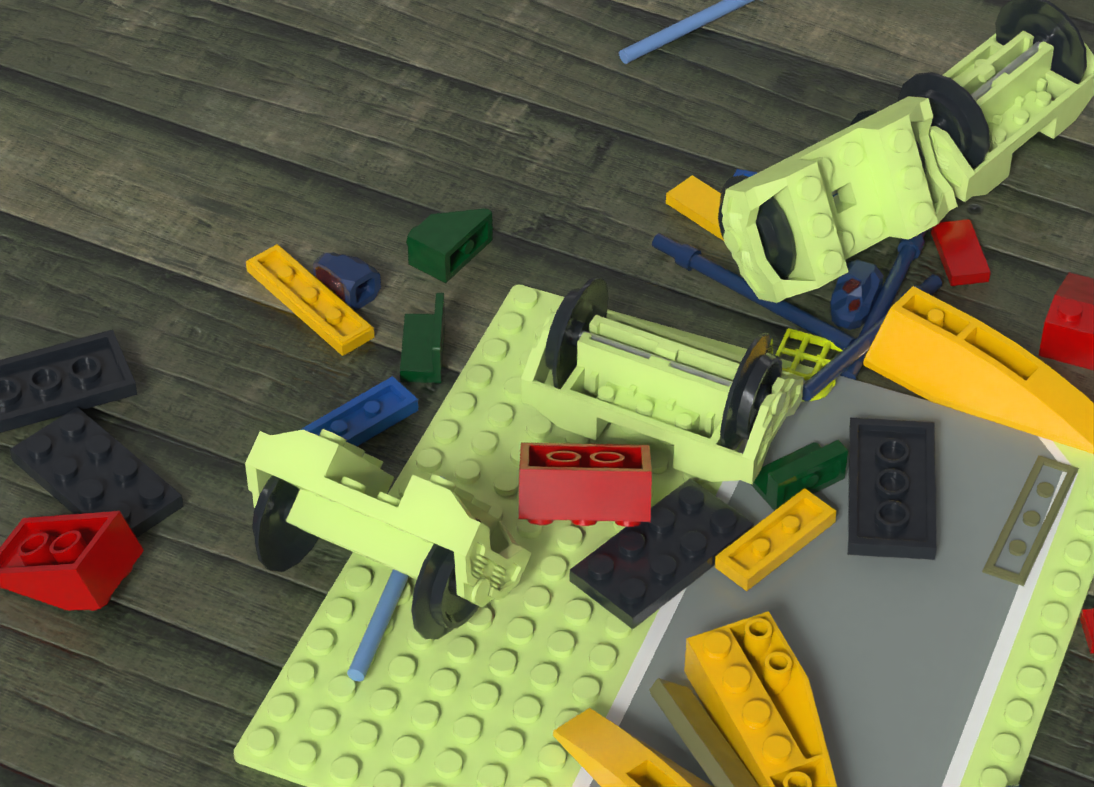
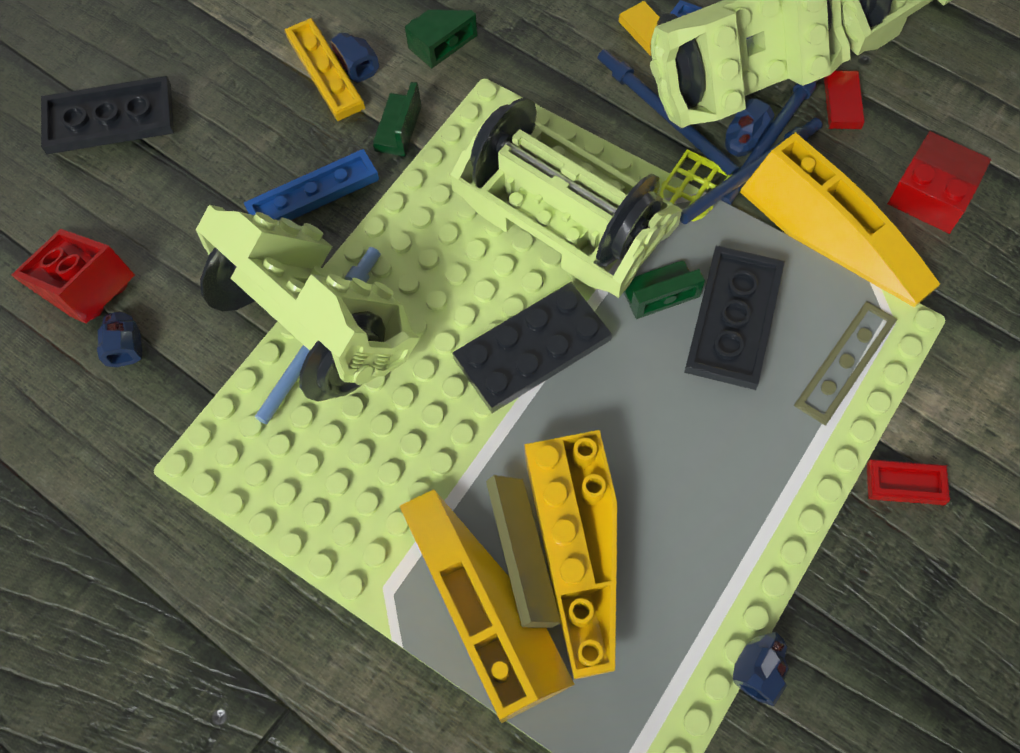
camera: 15 degrees right, 20 degrees up
(95, 472) = (123, 202): black plate -> none
(146, 624) = (119, 340): none -> dark blue rock
(585, 483) = (478, 278): brick -> none
(775, 539) = (627, 349): yellow plate -> none

